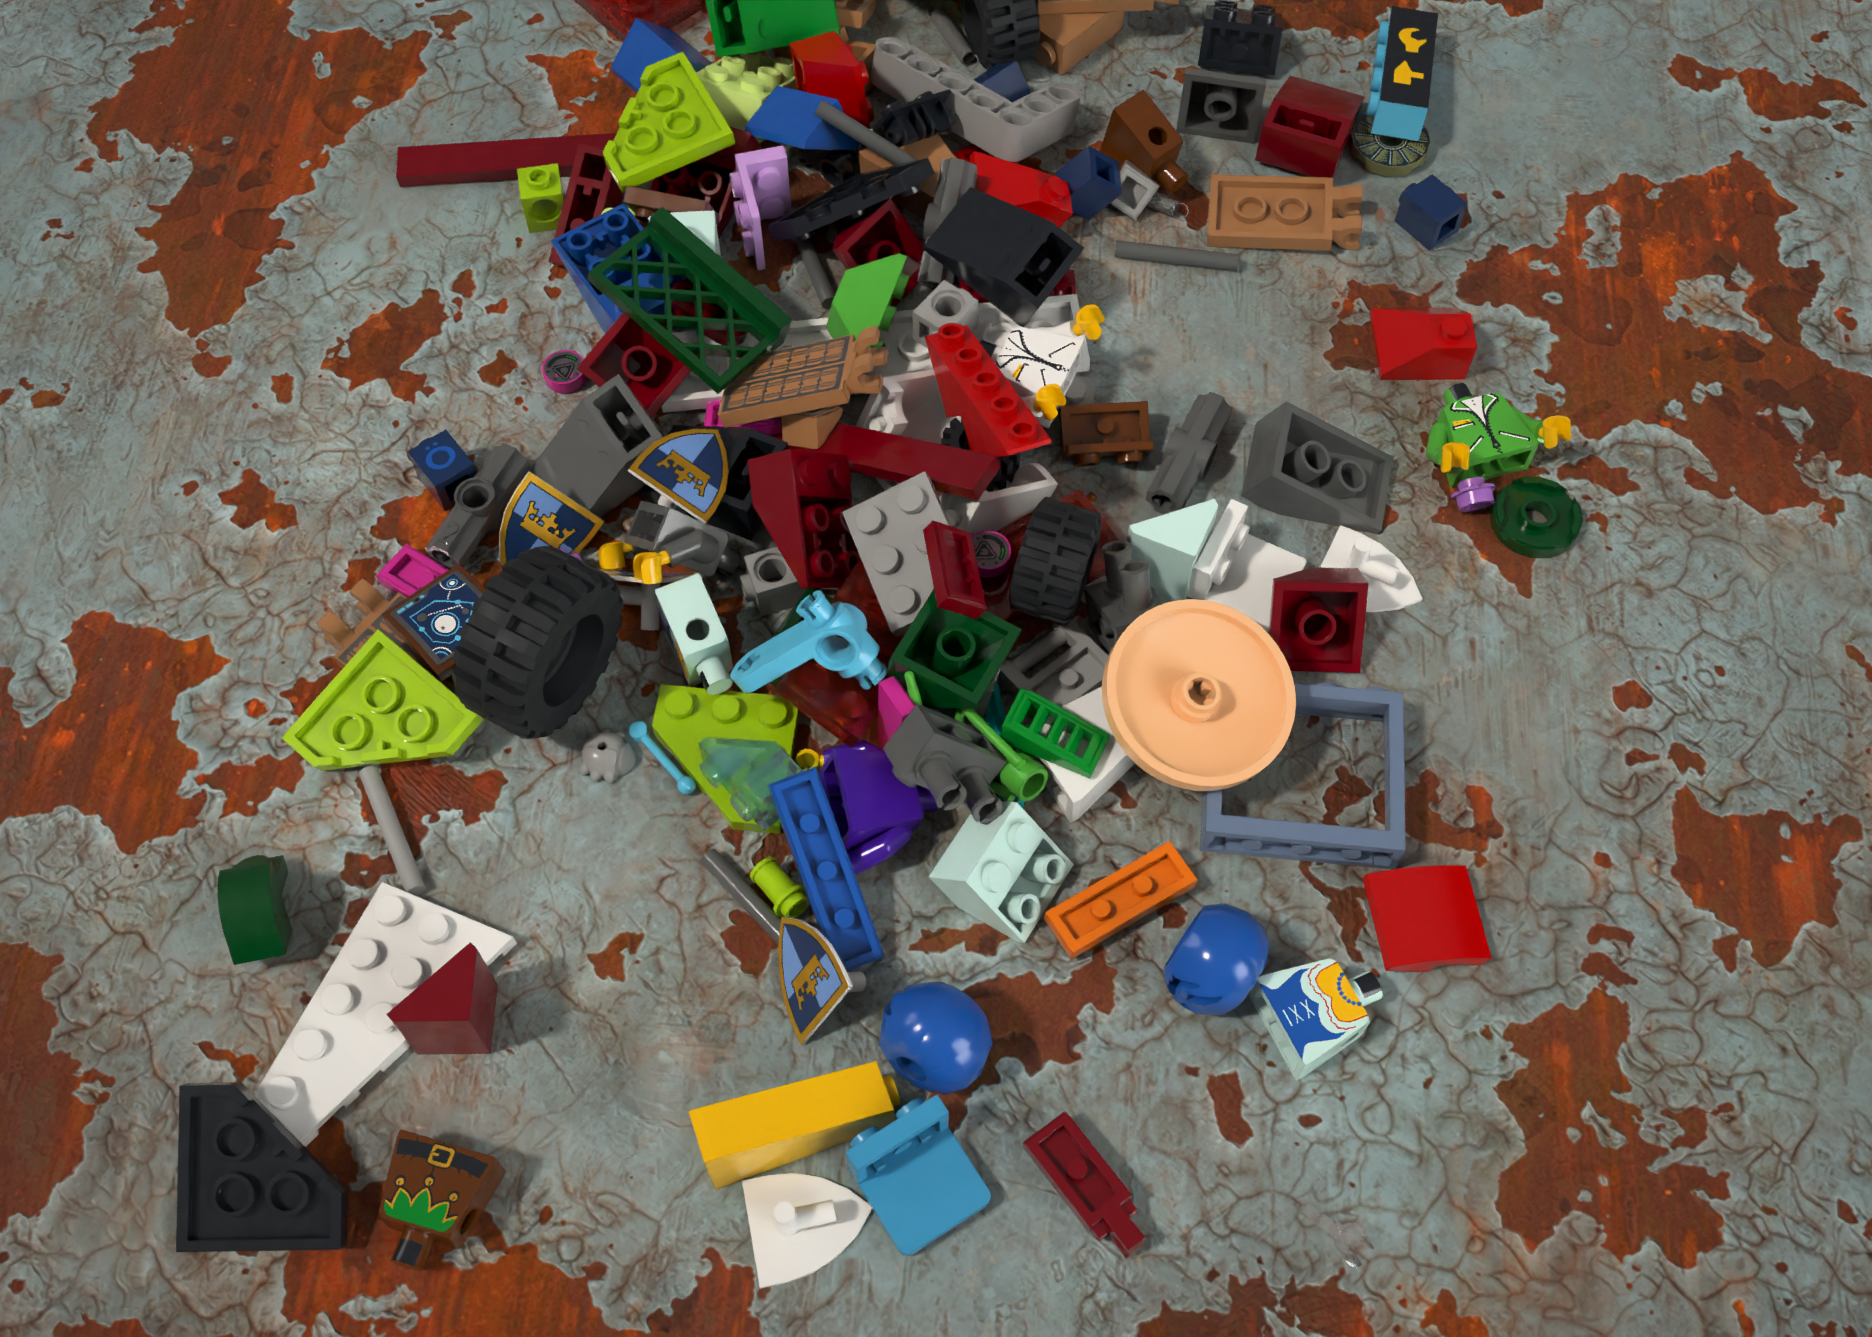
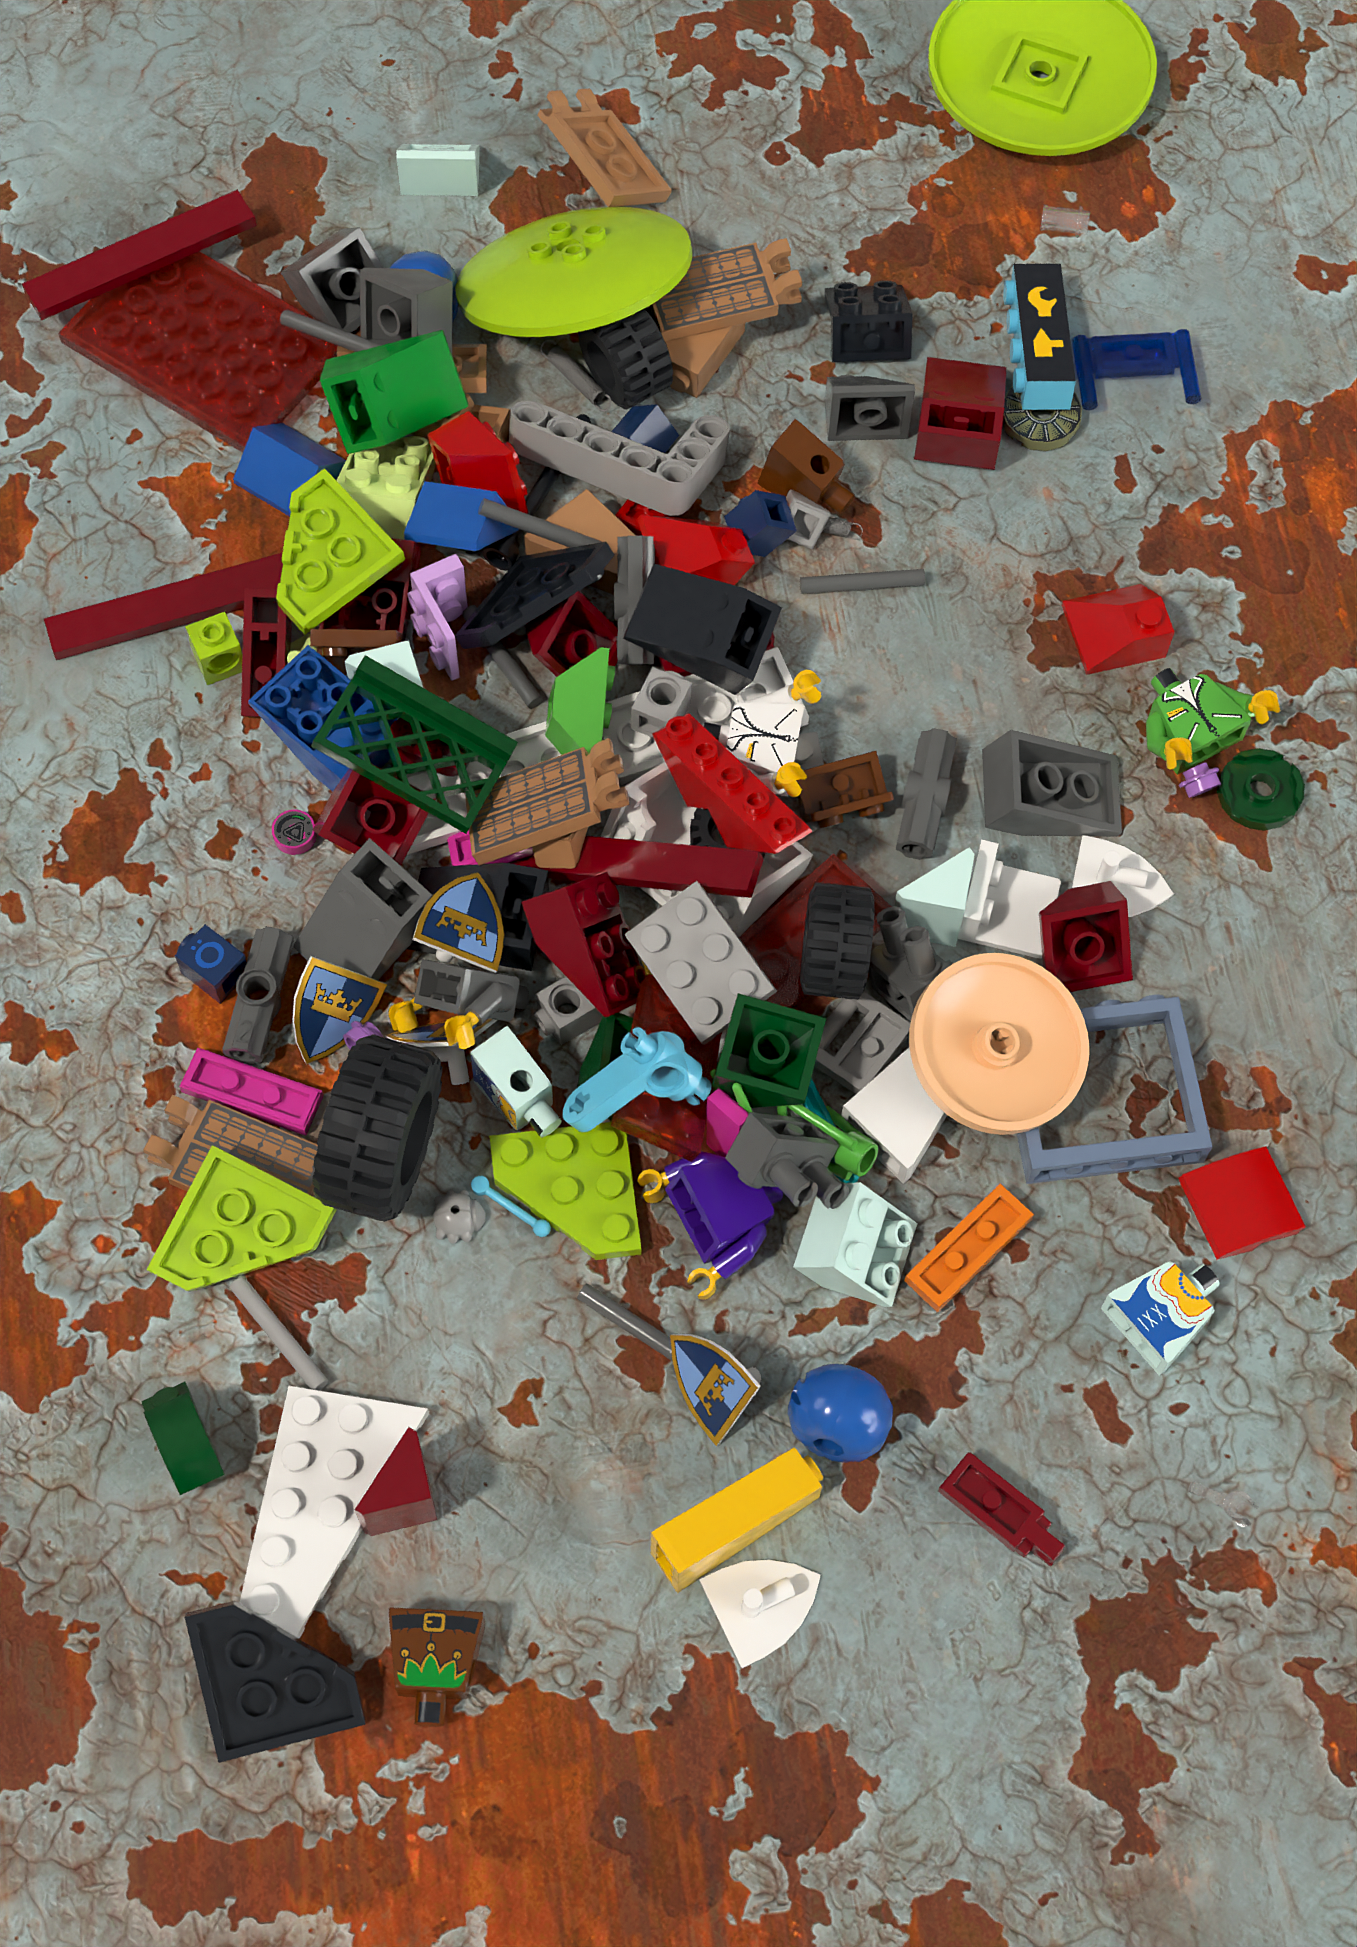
camera: 15 degrees left, 5 degrees up
(434, 618) = (271, 1120): slope -> none
(745, 772) = (612, 1208): clear light blue slope -> none
(788, 898) = (659, 1308): lime pin -> none
(825, 868) = (699, 1279): blue tile -> none
(915, 119) = (575, 498): black hinge -> none
(916, 1175) = (854, 1539): dark azure bracket -> none
(954, 569) = (753, 976): dark red plate -> none
(991, 553) = (765, 940): tile -> none
(1045, 711) = (858, 1121): green slope -> none
(1217, 960) = (1069, 1285): blue piece -> none
(1283, 213) = (954, 514): medium nougat tile -> none
(1430, 211) = (1097, 485): dark blue brick -> none
(1493, 109) = (1133, 357): none -> clear blue plate

